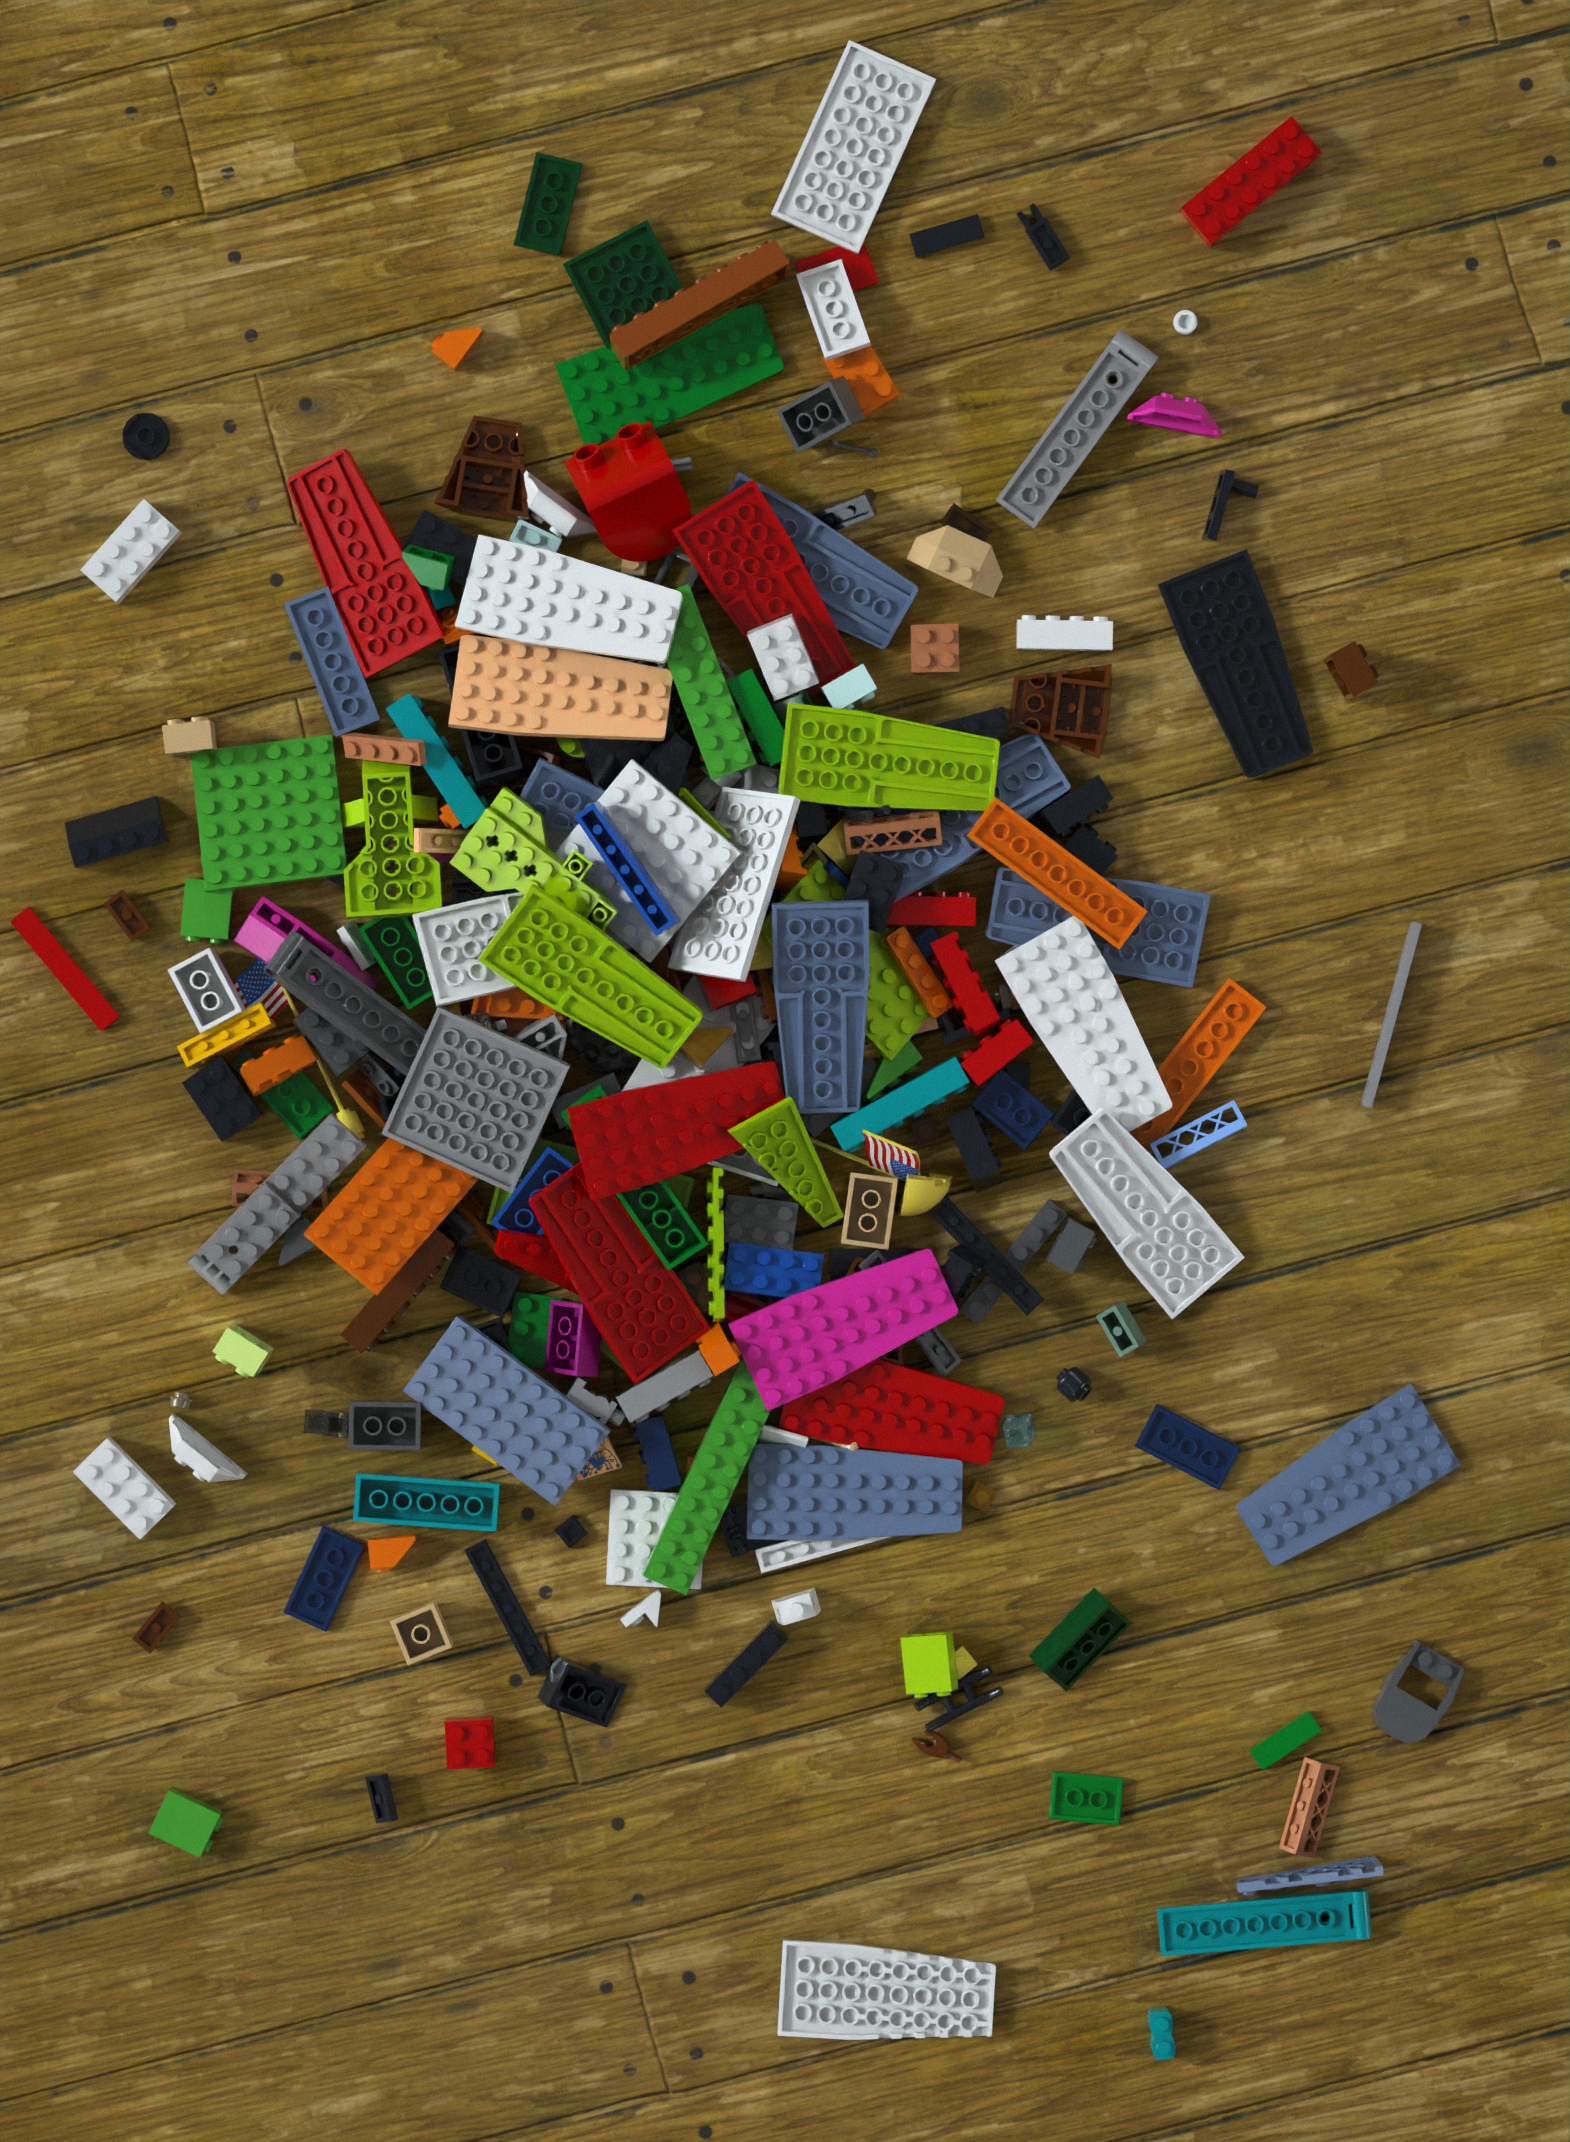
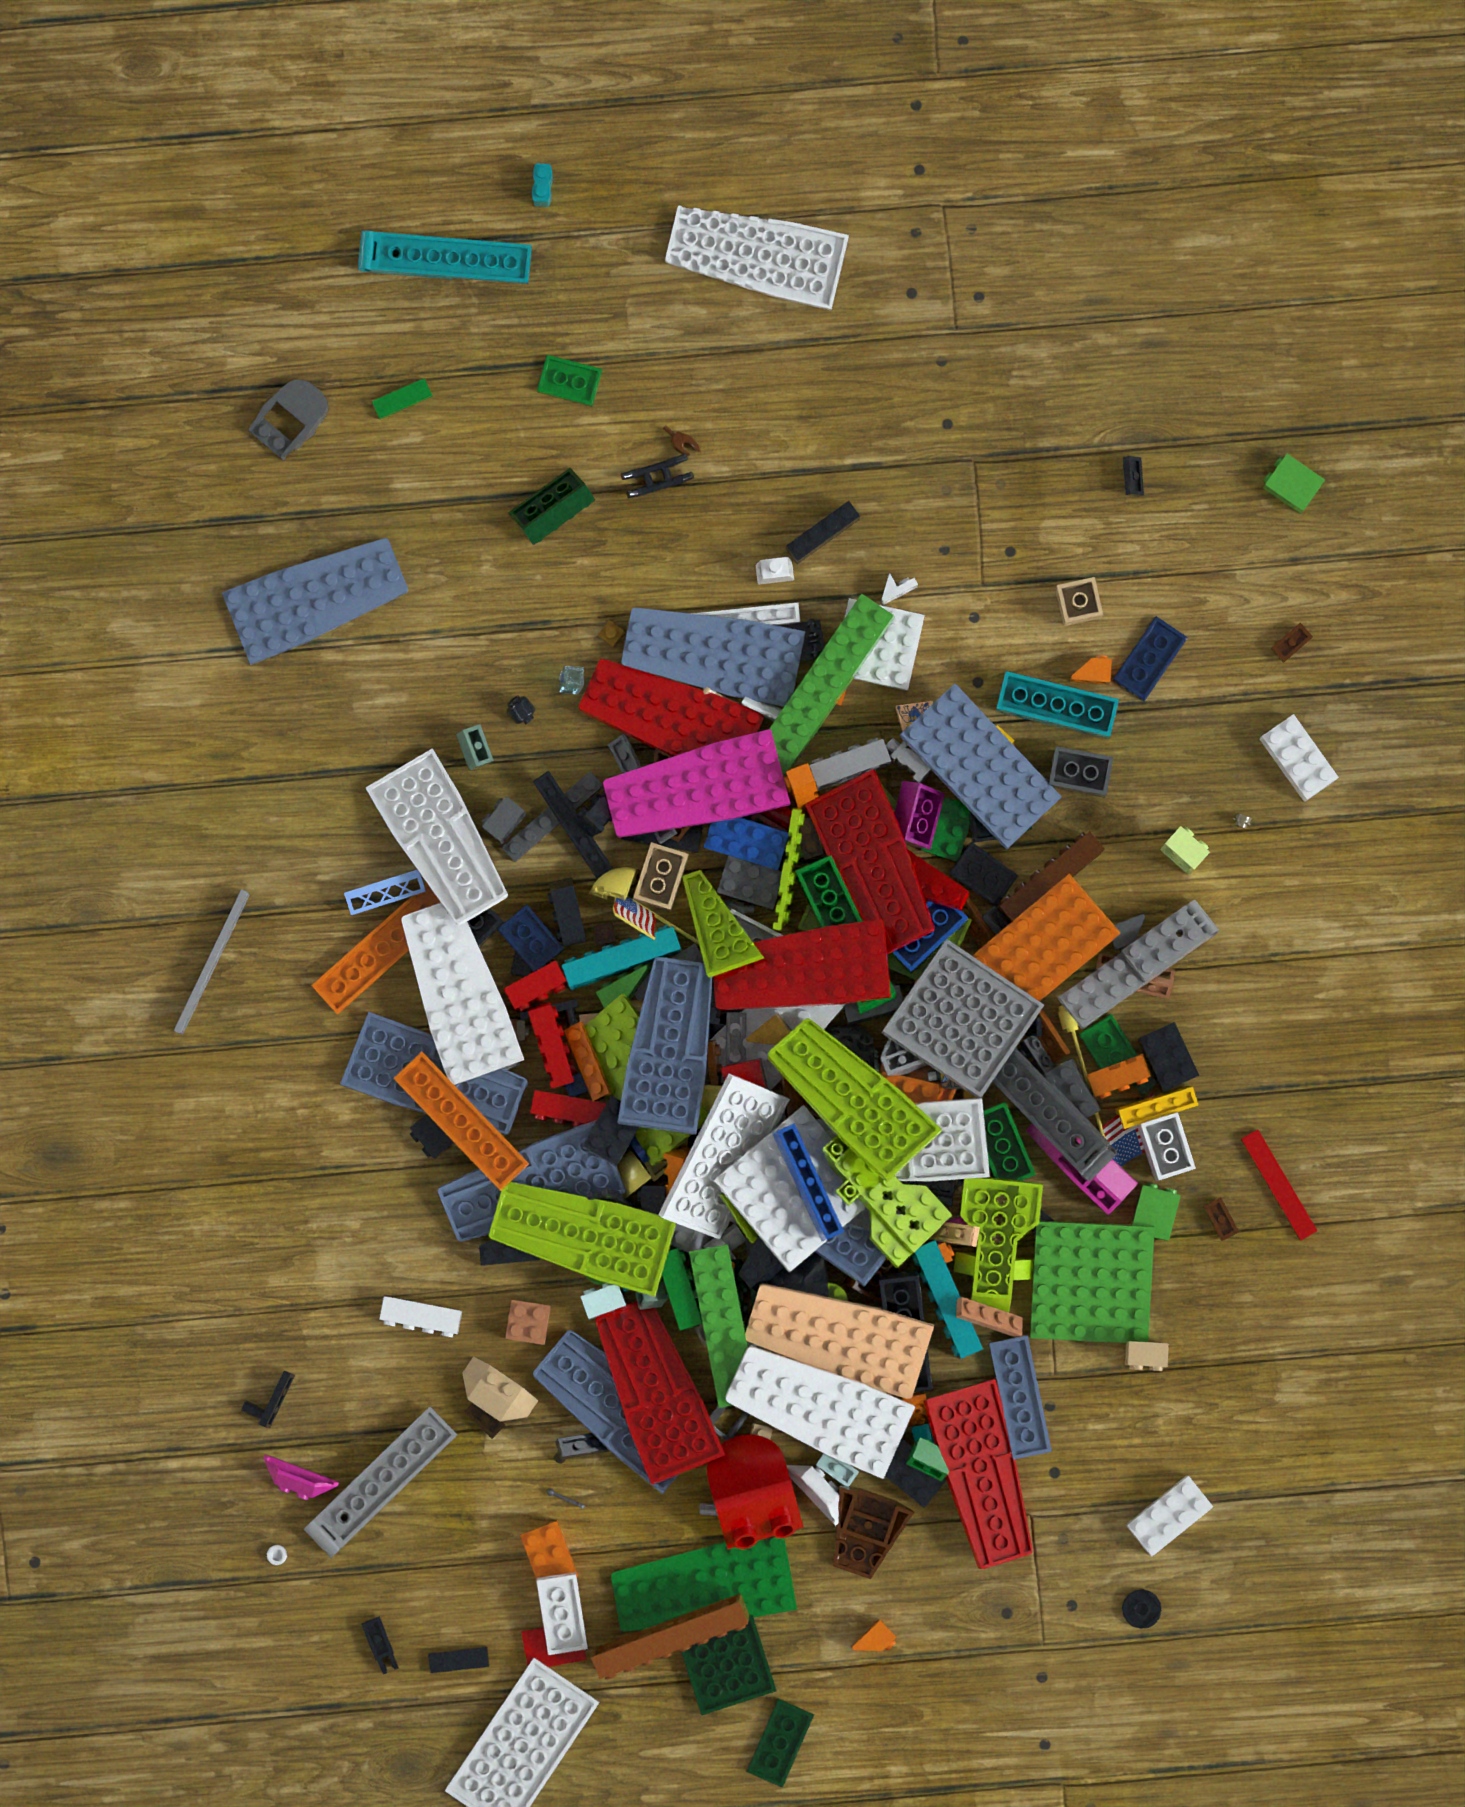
camera: 170 degrees left, 5 degrees down
(116, 832) = (1219, 1288): black slope -> none
(200, 1454) = (1233, 774): white wedge -> none
(326, 1422) = (1127, 782): clear smoke brick -> none
(357, 946) = (1039, 1163): white plate -> none
(470, 1742) = (1054, 508): red brick -> none
(508, 1607) = (1006, 610): black tile -> none
(571, 1531) = (945, 662): black tile -> none
(581, 1691) = (959, 533): black slope -> none
(657, 1453) = (865, 711): dark blue brick -> none
(783, 657) = (652, 1336): white brick -> none
(820, 414) = (587, 1529): dark grey brick -> none
(893, 823) = (585, 1183): nougat fence -> none
(929, 1664) = (676, 507): lime brick -> none
(964, 1662) = (650, 504): light yellow plate -> none
(1065, 706) = (430, 1256): reddish brown wedge -> none
(1073, 808) = (439, 1172): black wedge -> none
(1187, 1446) = (438, 644): dark blue tile -> none
(1239, 661) = (282, 1269): black wing -> none
(1250, 181) = (202, 1660): red brick -> none
(1305, 1807) = (395, 342): nougat fence -> none
(1319, 1875) = (394, 287): sand blue wing -> none
(1351, 670) = (193, 1244): reddish brown brick -> none

